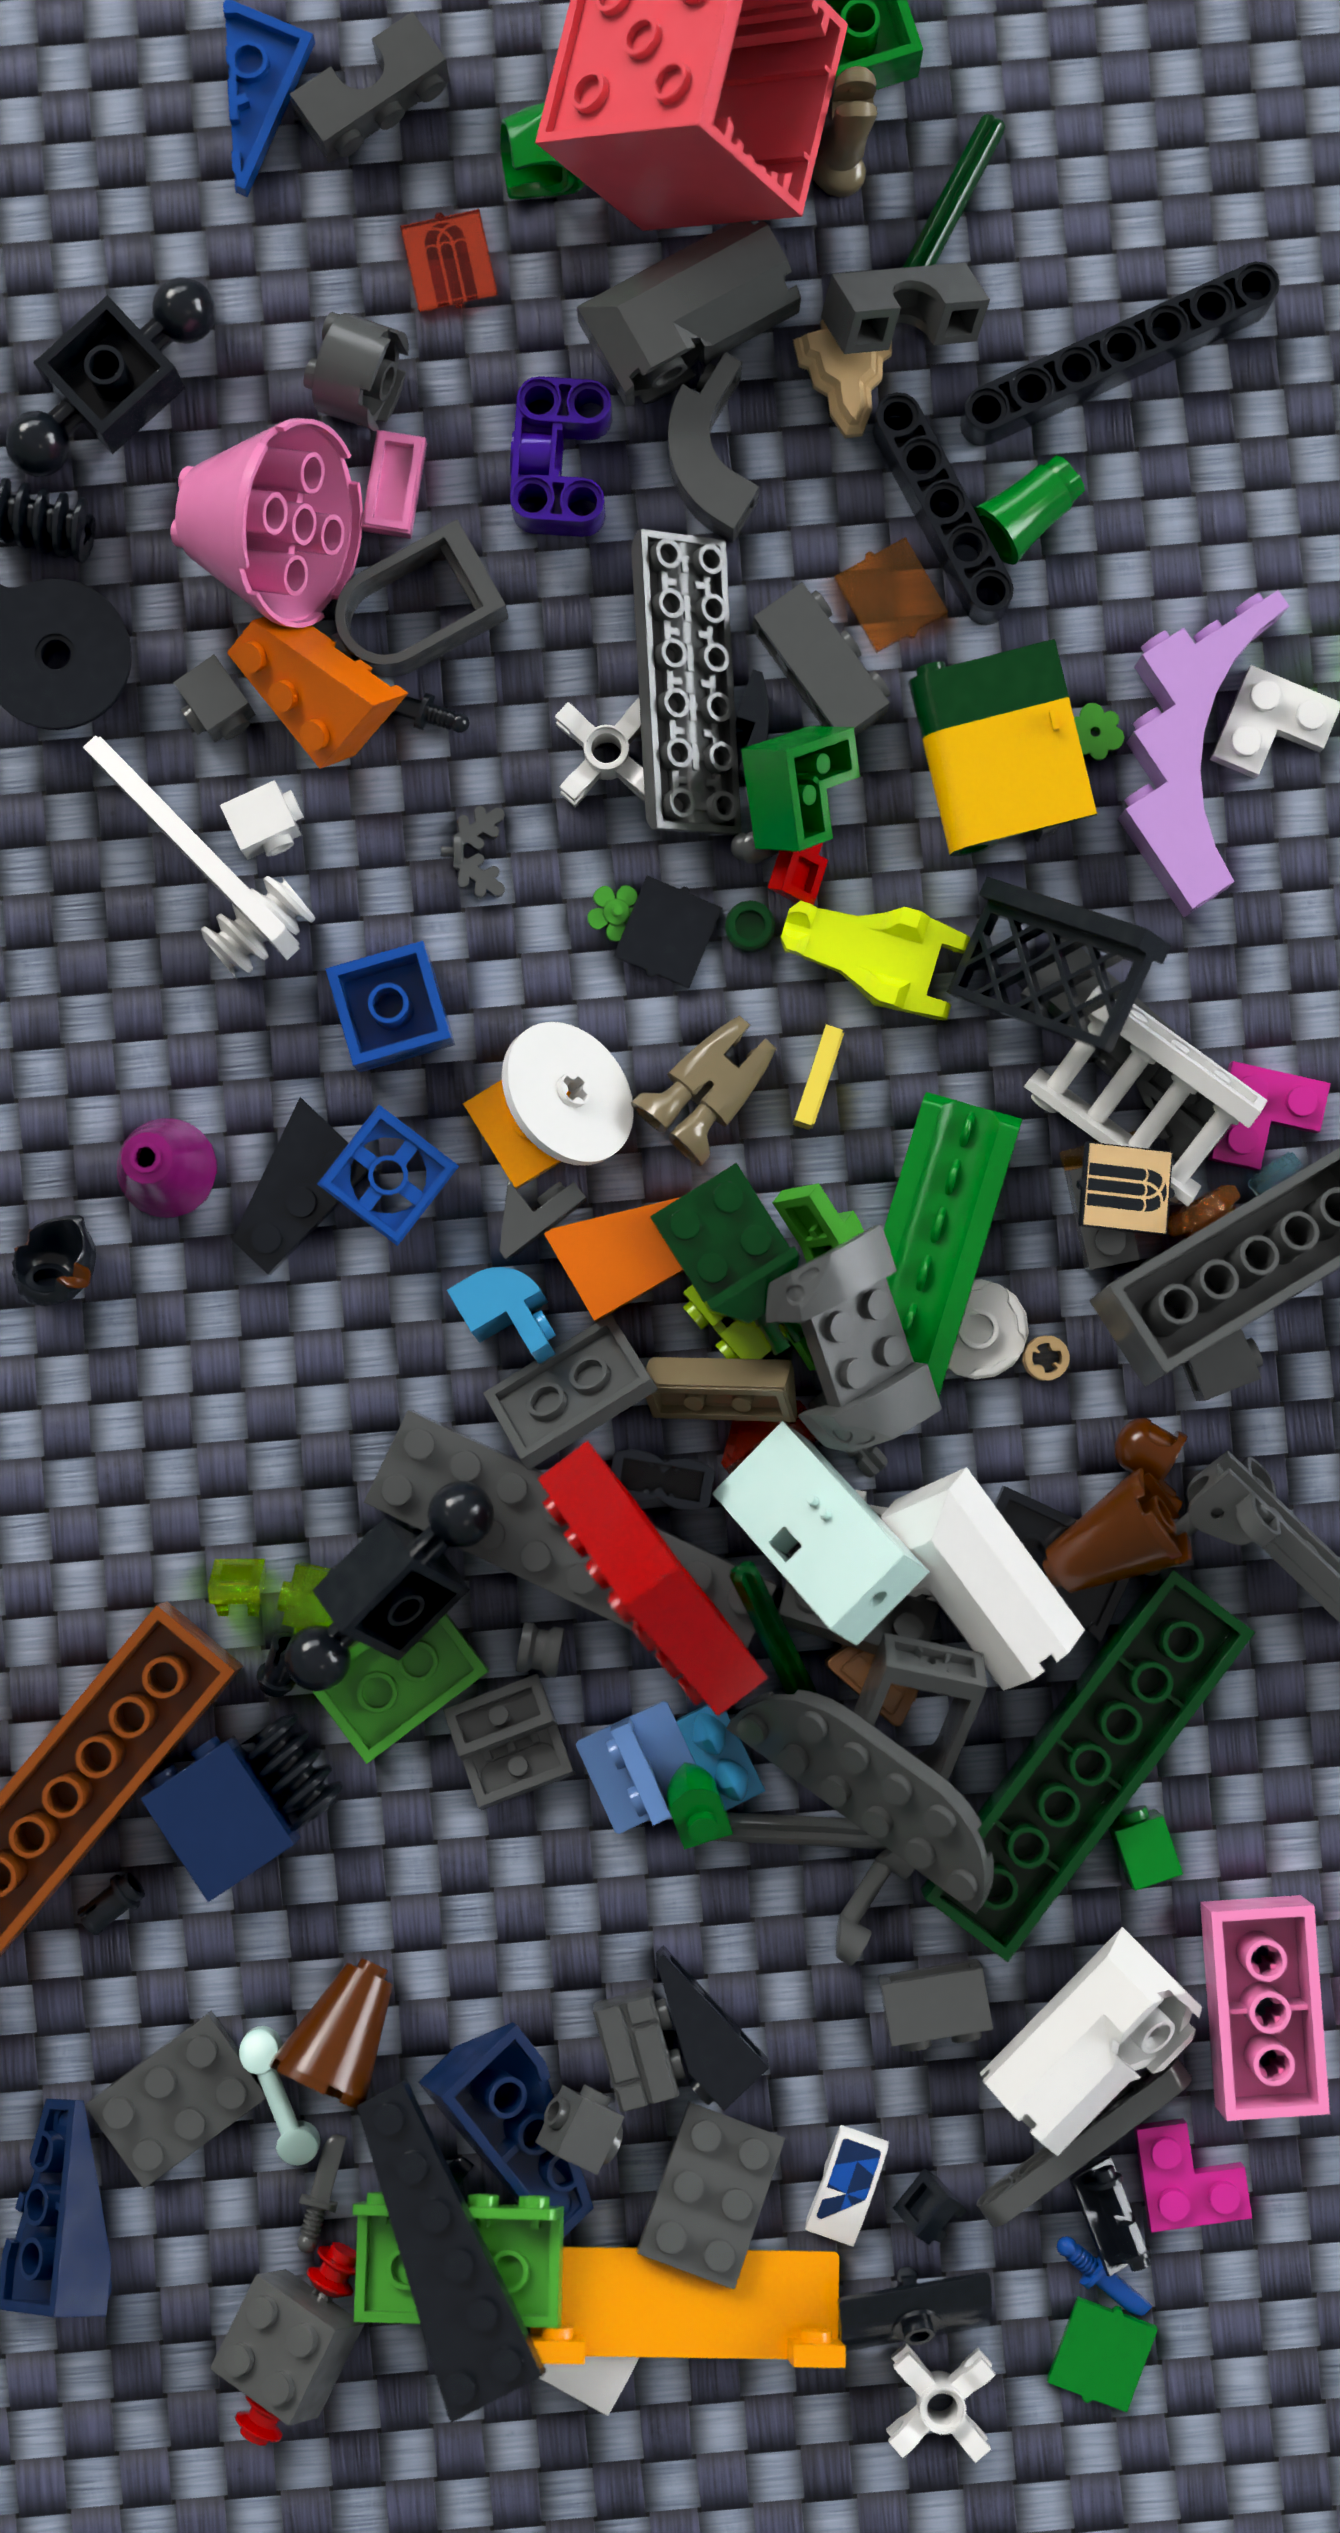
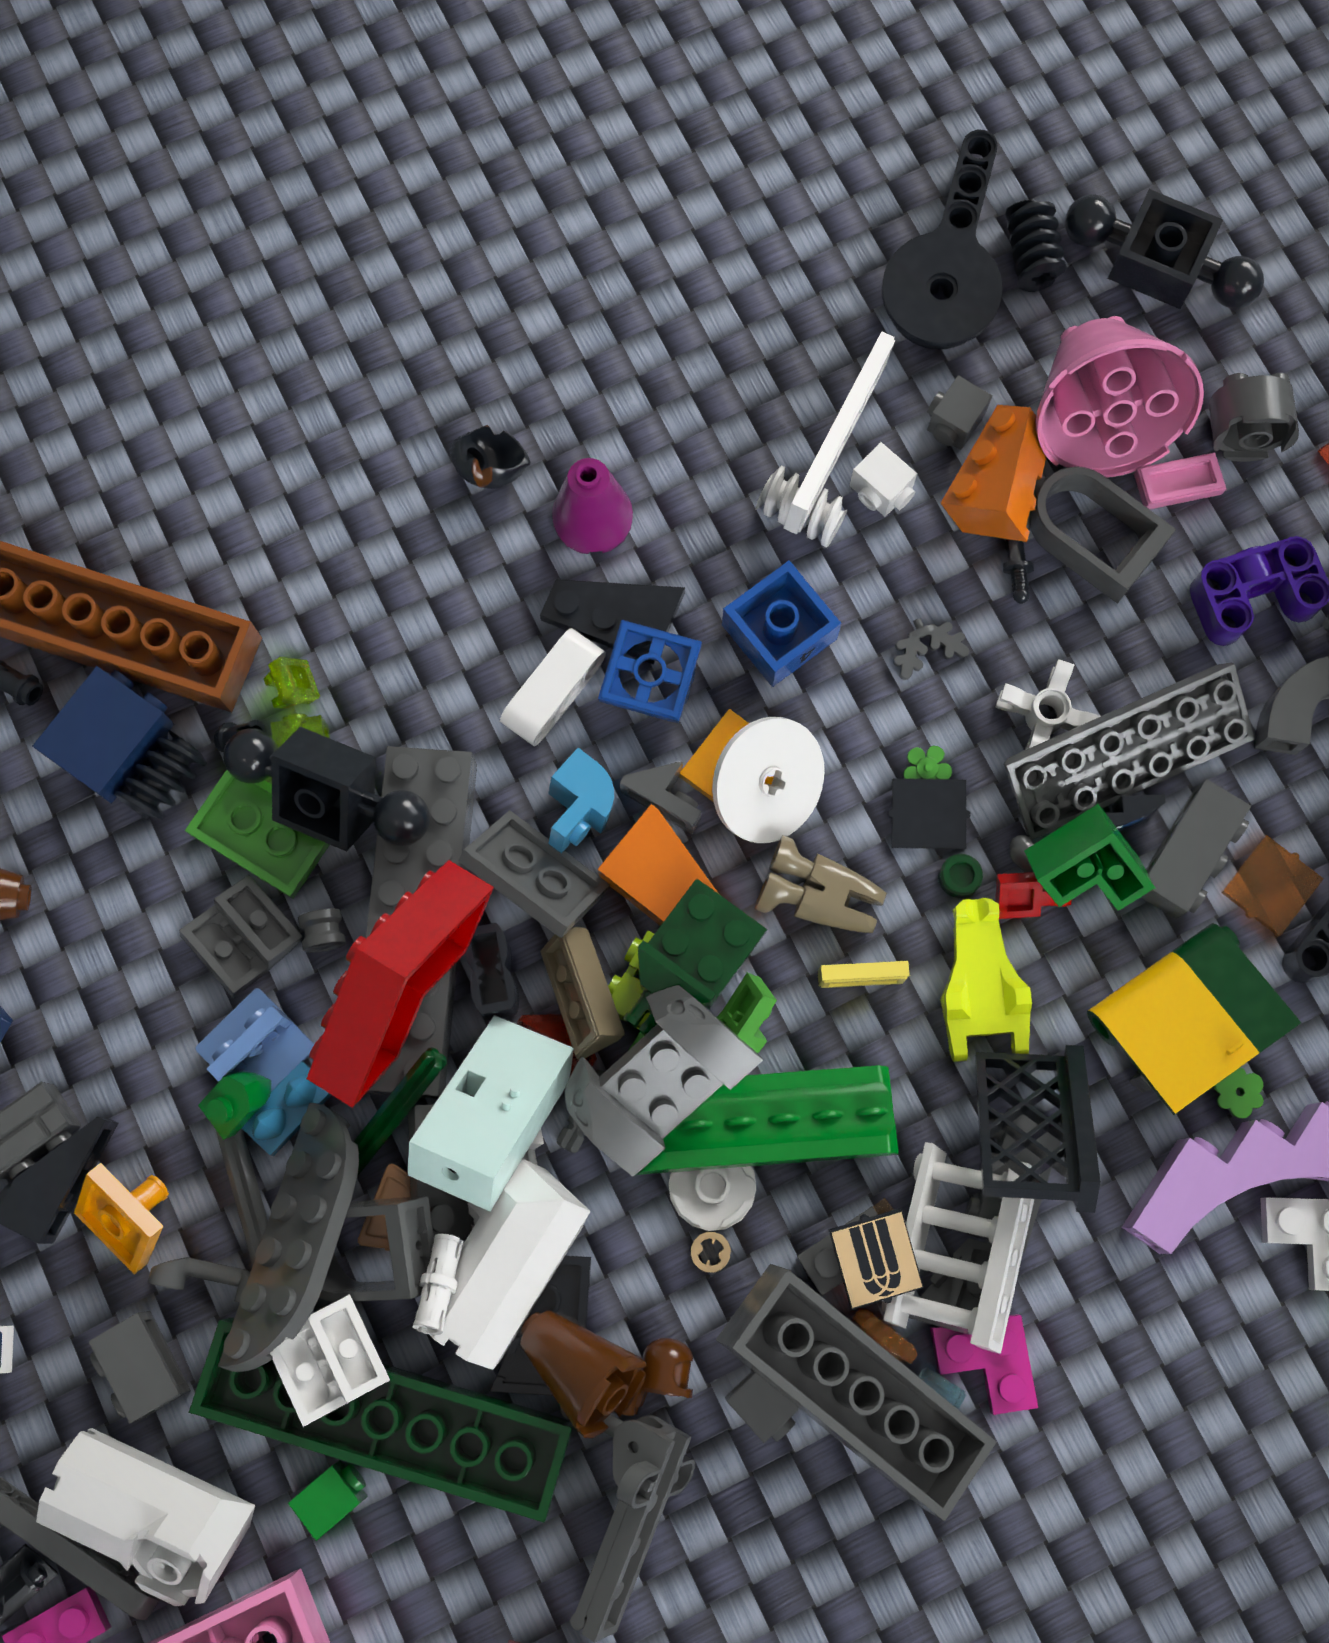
camera: 70 degrees right, 10 degrees down
(359, 1291) = (552, 687): none -> white beam
(772, 1970) = (121, 1216): none -> light orange tile
(981, 1653) = (438, 1284): none -> white pin
(1015, 1795) = (329, 1361): none -> white slope

